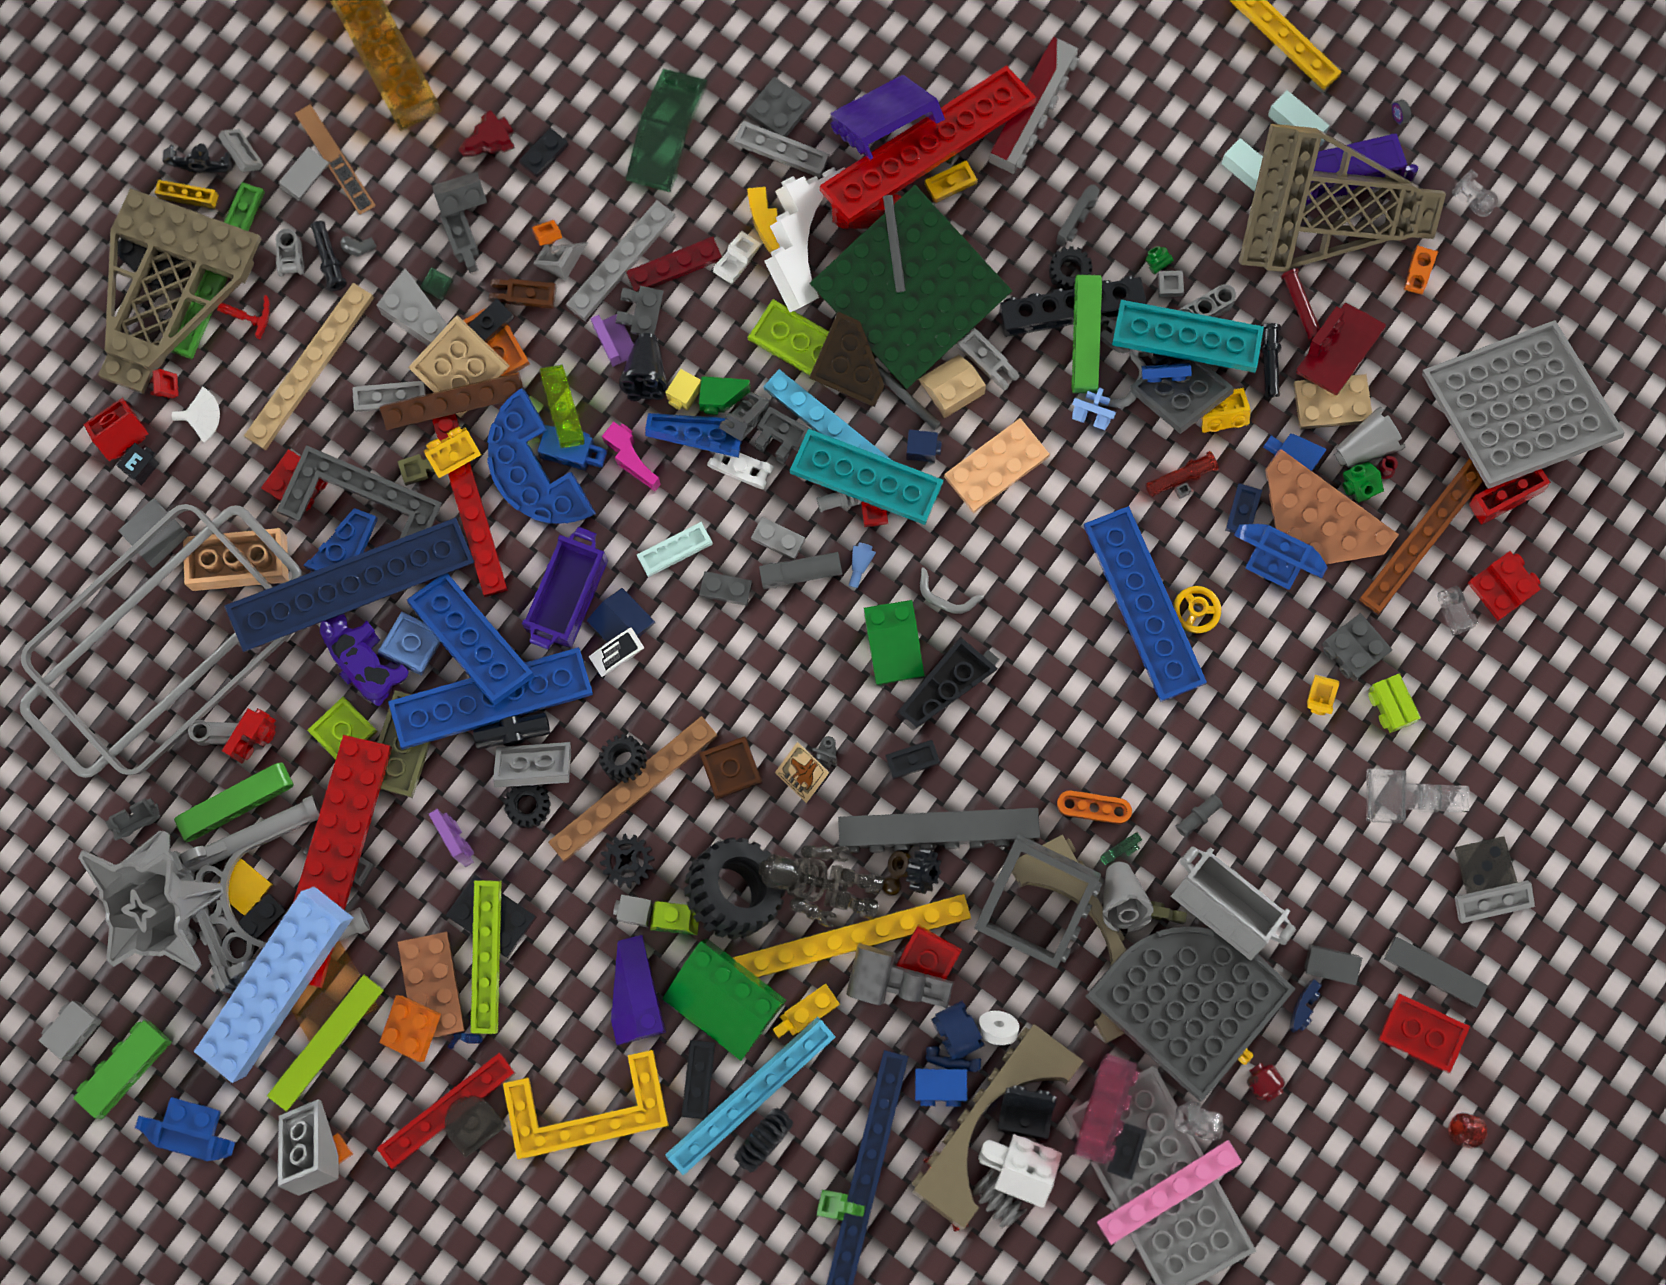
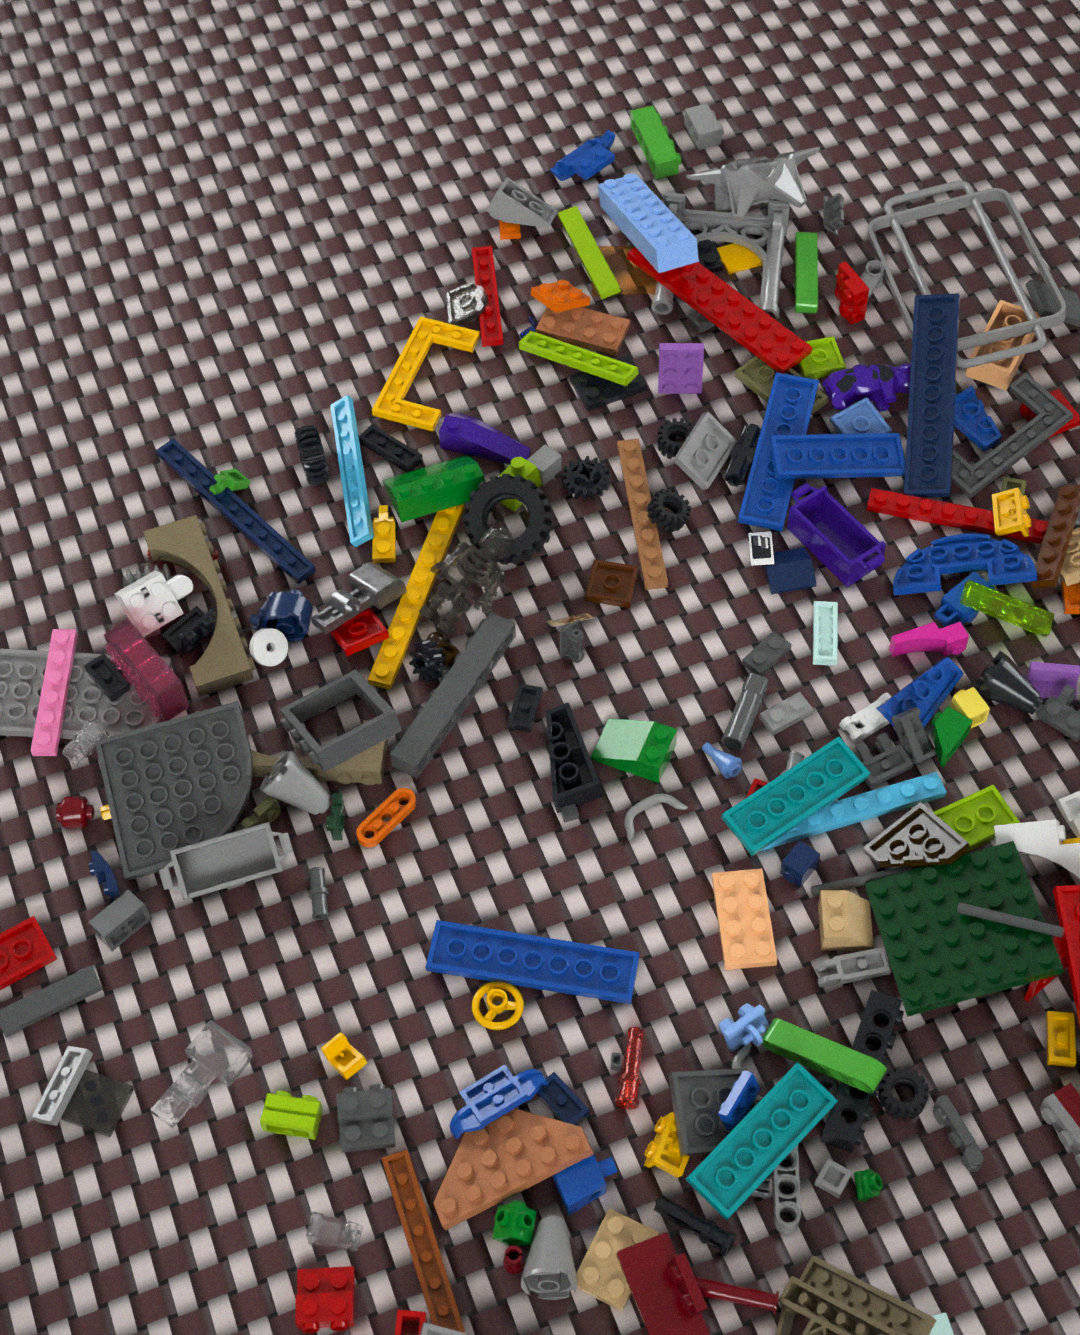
camera: 120 degrees right, 20 degrees down
(941, 1085) = (257, 586): blue brick -> none

